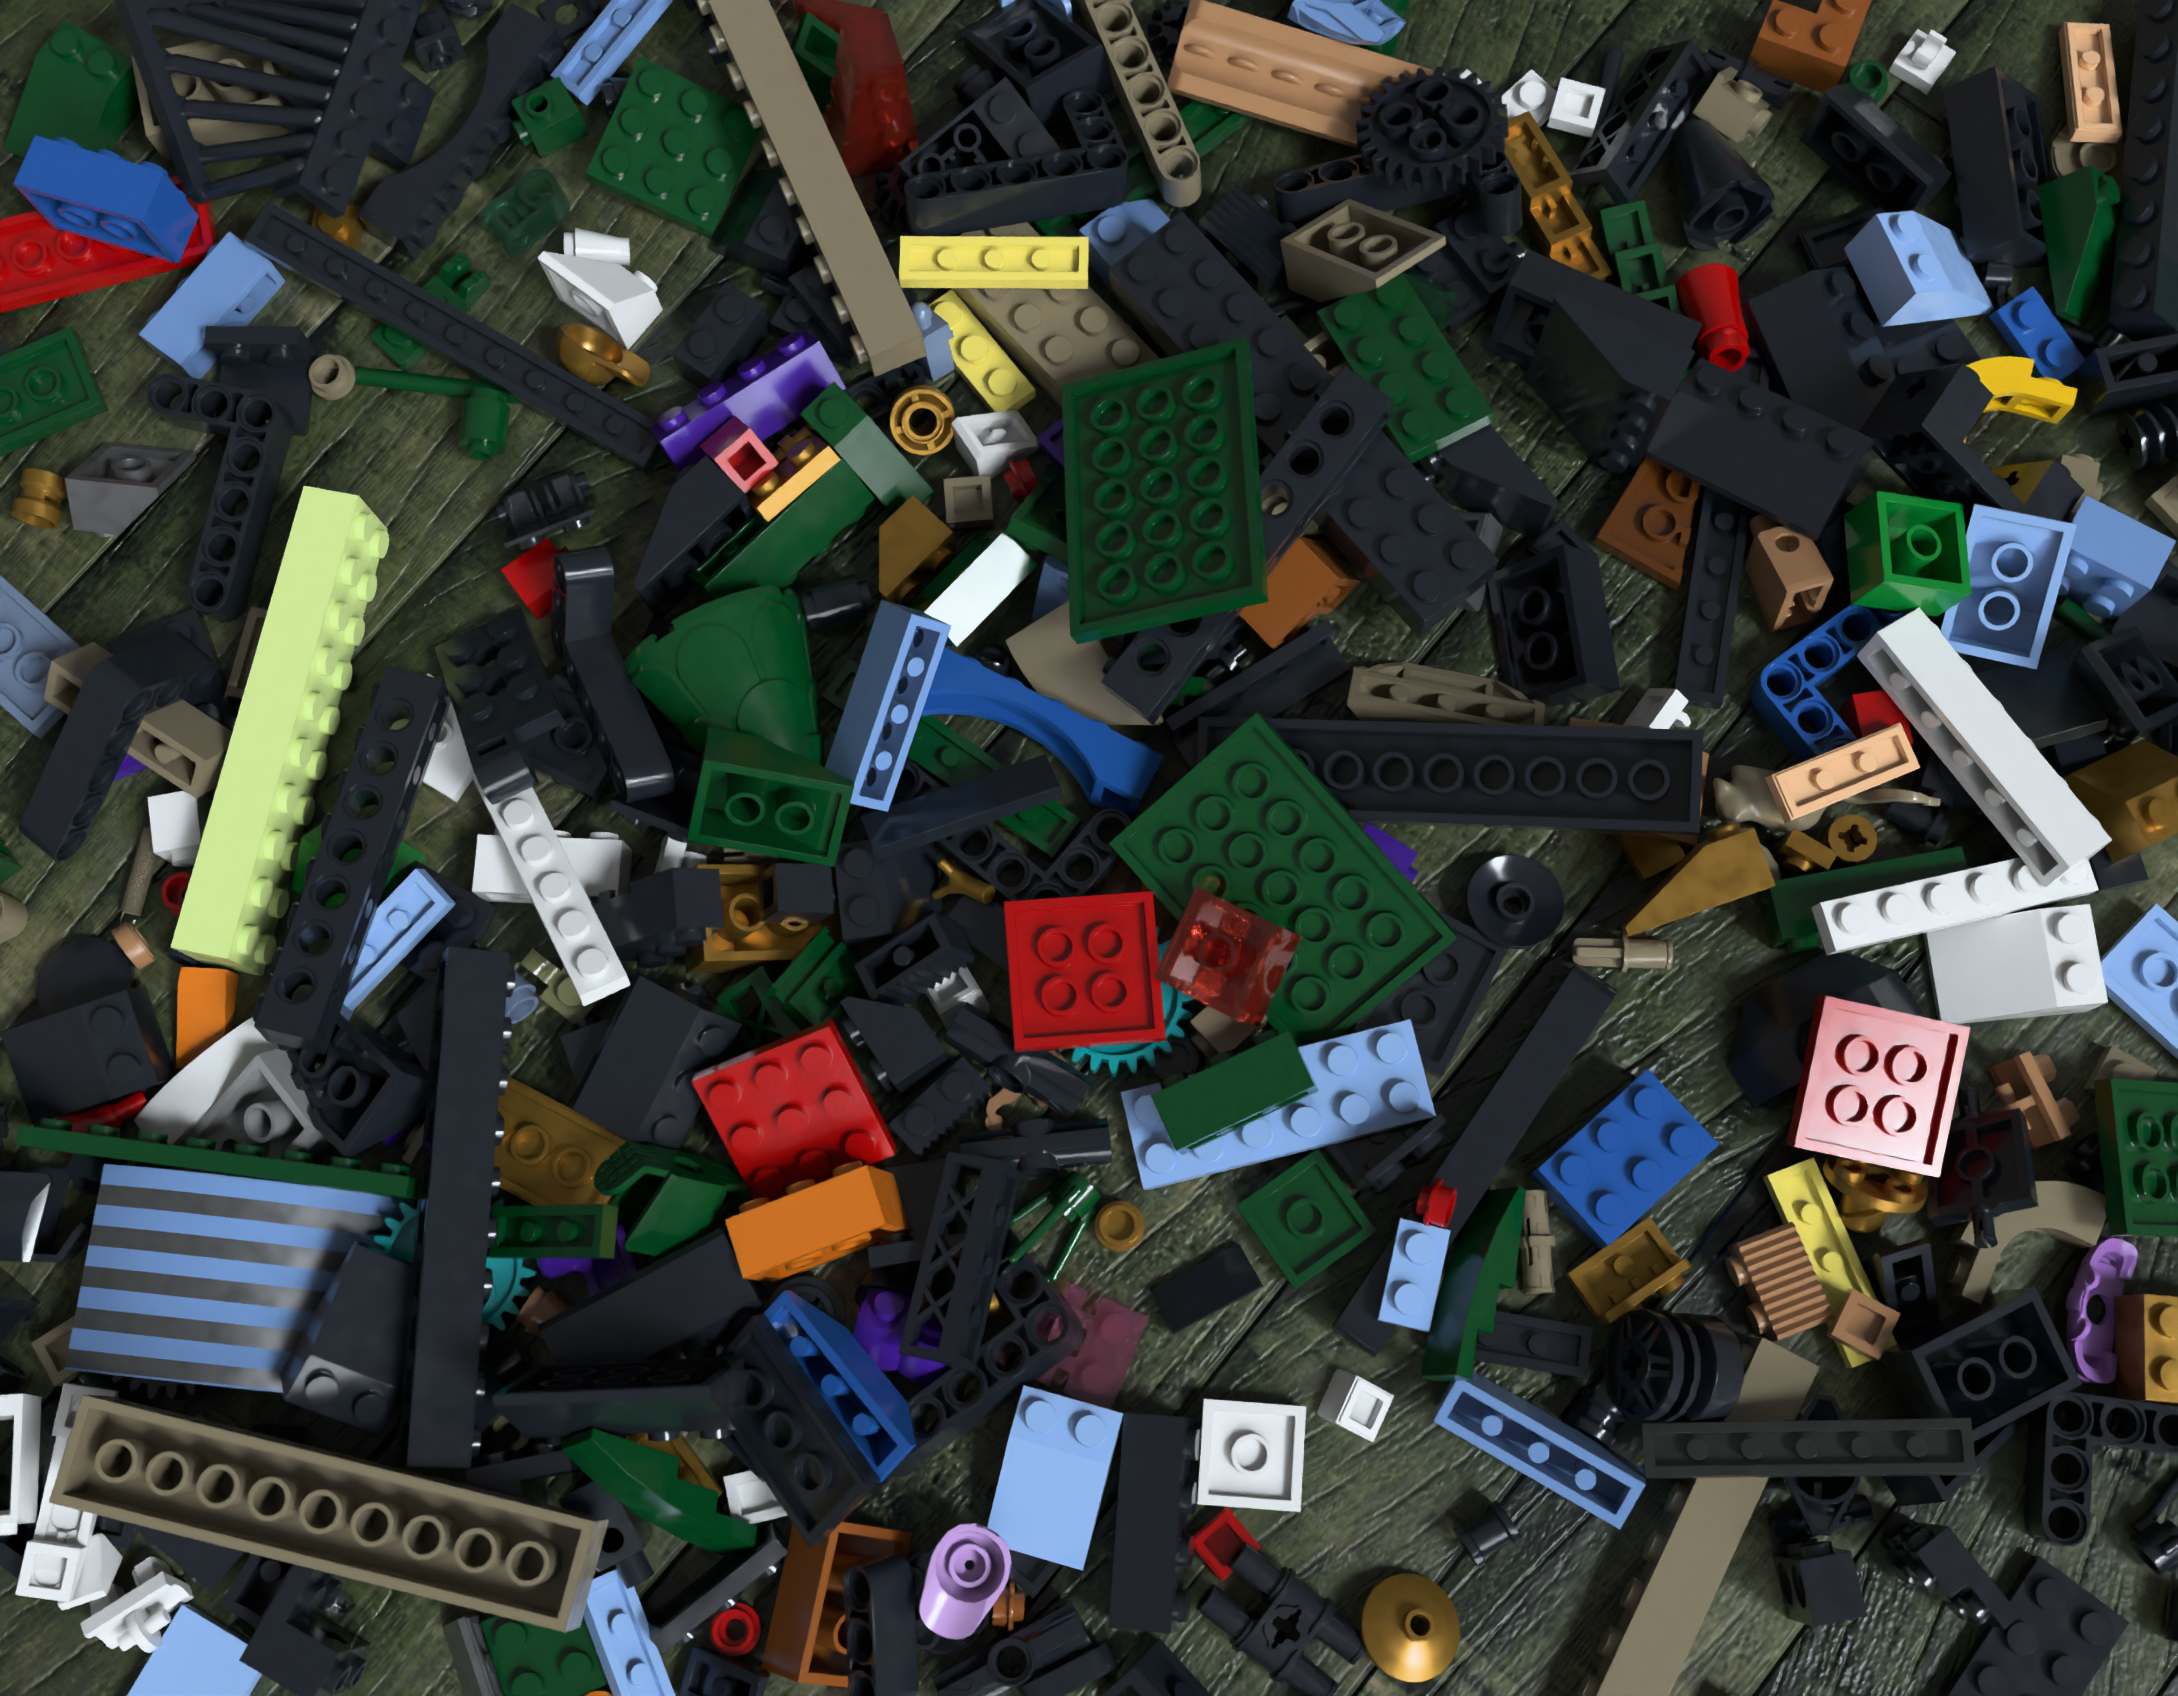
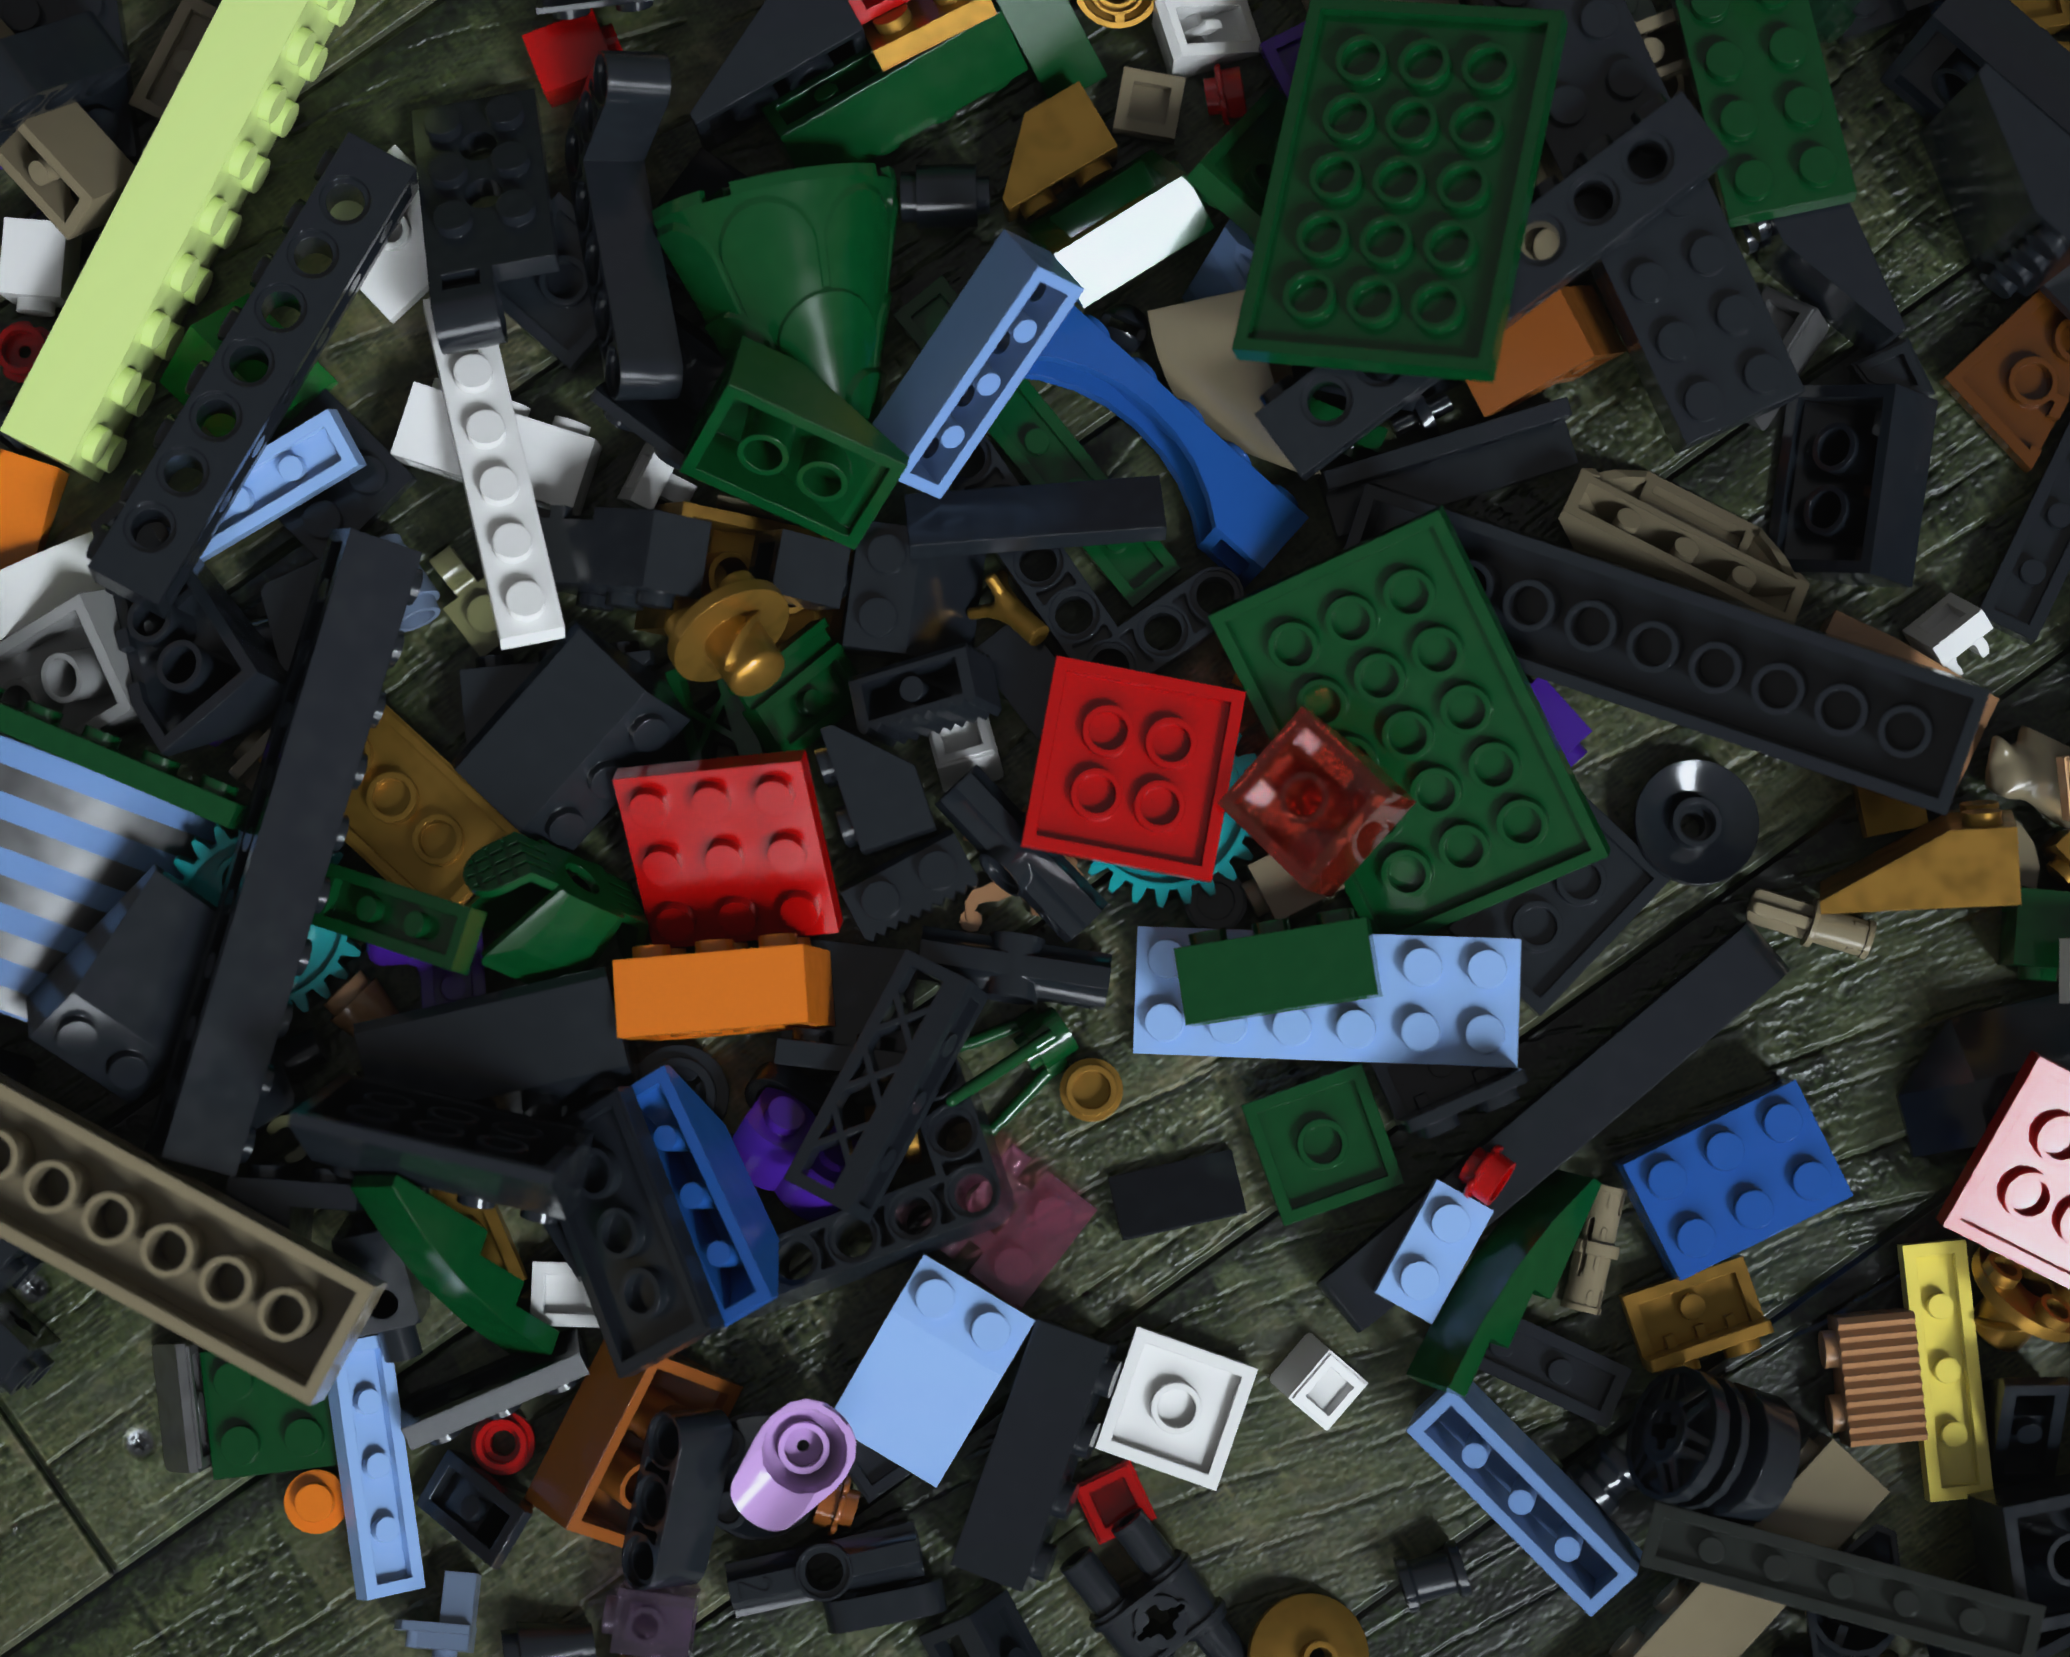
camera: 10 degrees right, 10 degrees up
(754, 949) = (731, 635): none -> pearl gold plate
(1863, 1324) = (1959, 1456): medium nougat plate -> none

